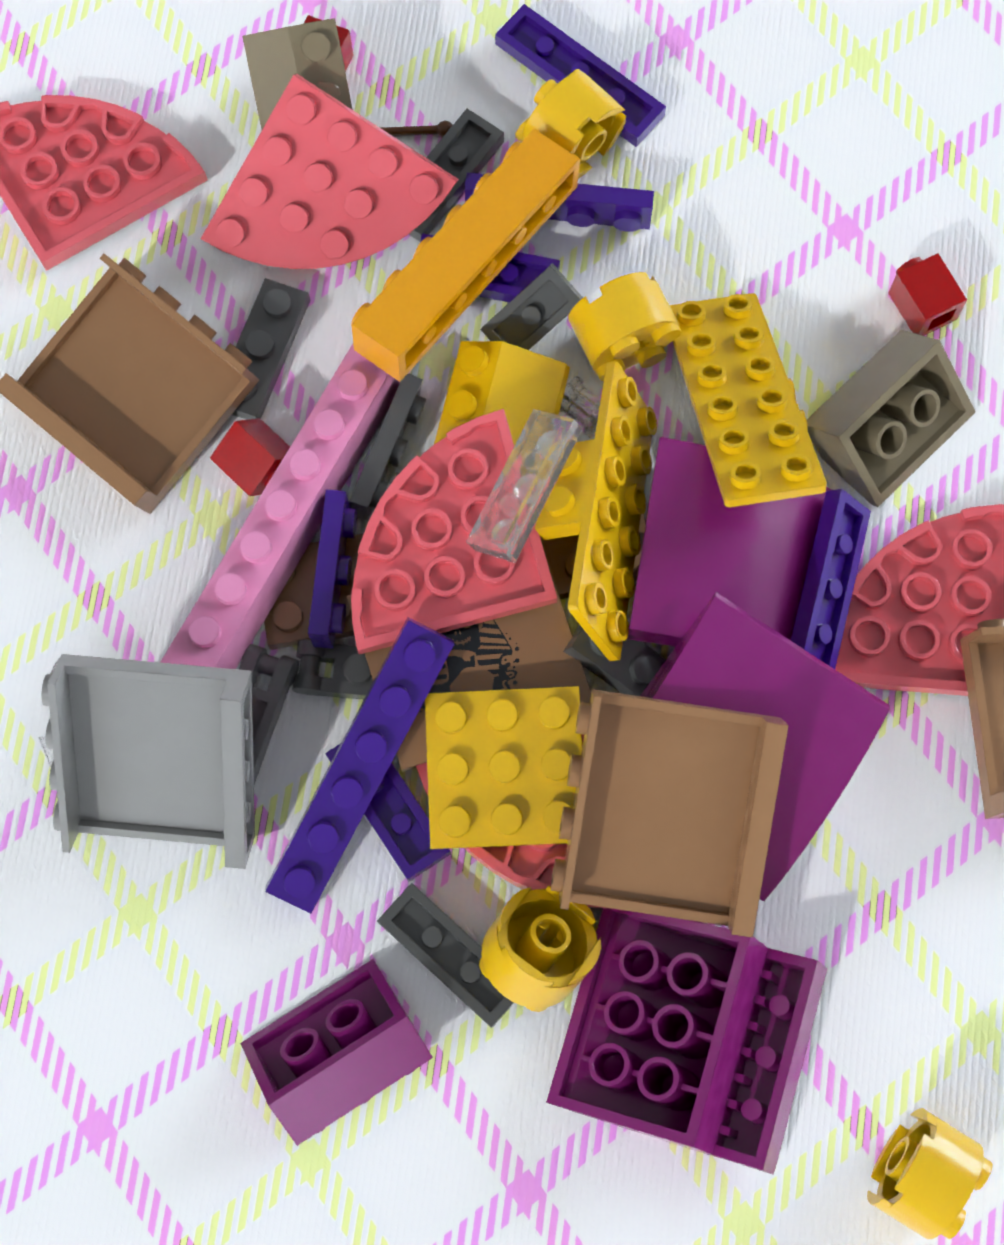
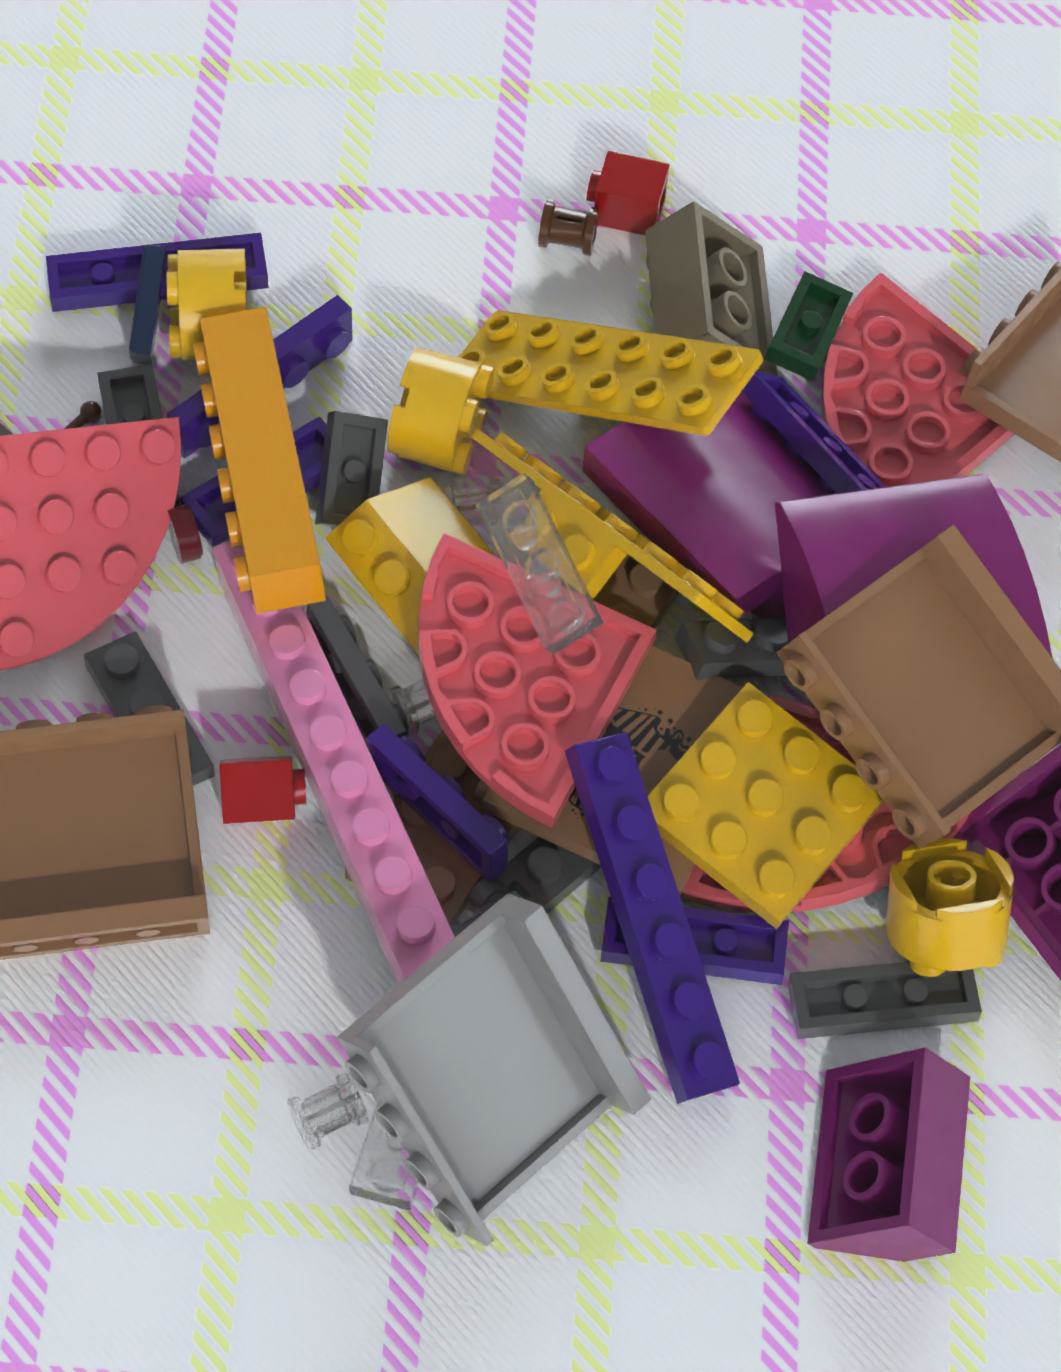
camera: 55 degrees left, 15 degrees down
(398, 254) = (184, 534): none -> dark red tile
(521, 103) = (147, 304): none -> dark blue tile
(861, 281) = (568, 227): none -> reddish brown bush
(932, 494) = (808, 326): none -> dark green plate

